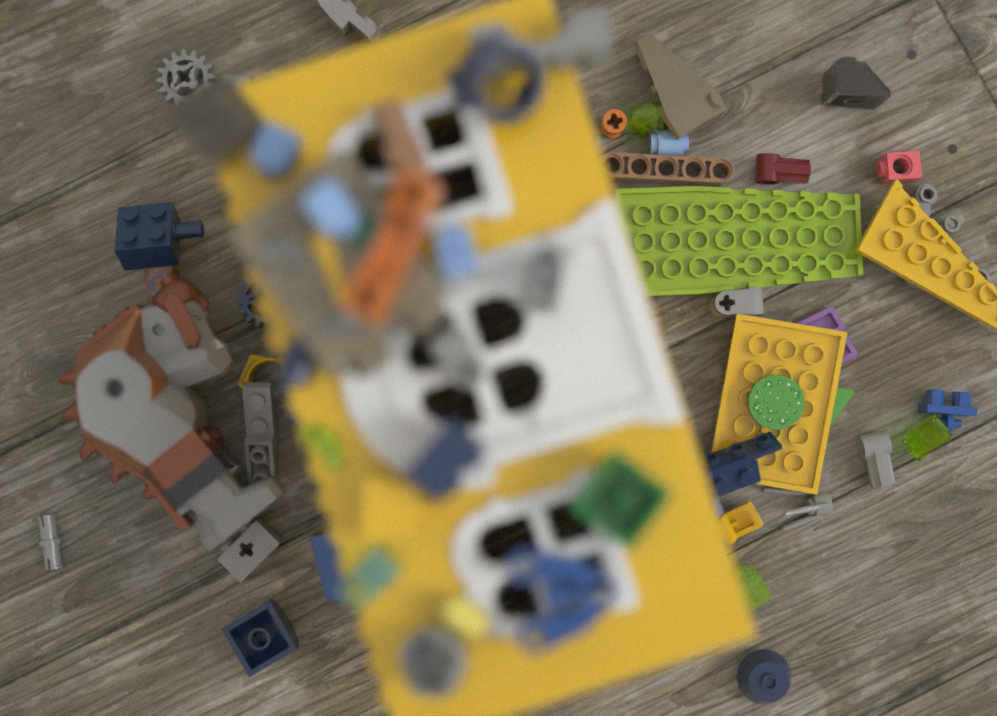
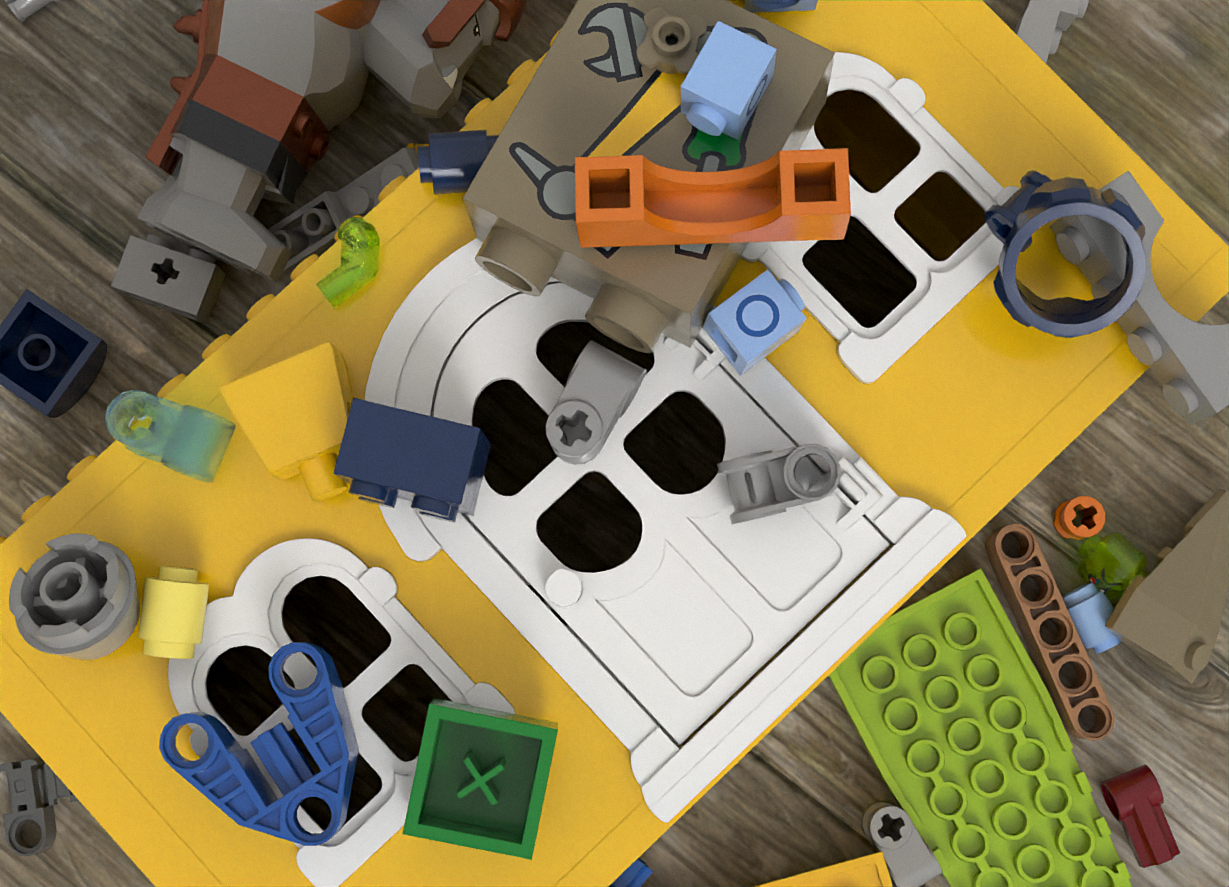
camera: 60 degrees right, 5 degrees down
(400, 142) = (887, 154): medium nougat piece -> none

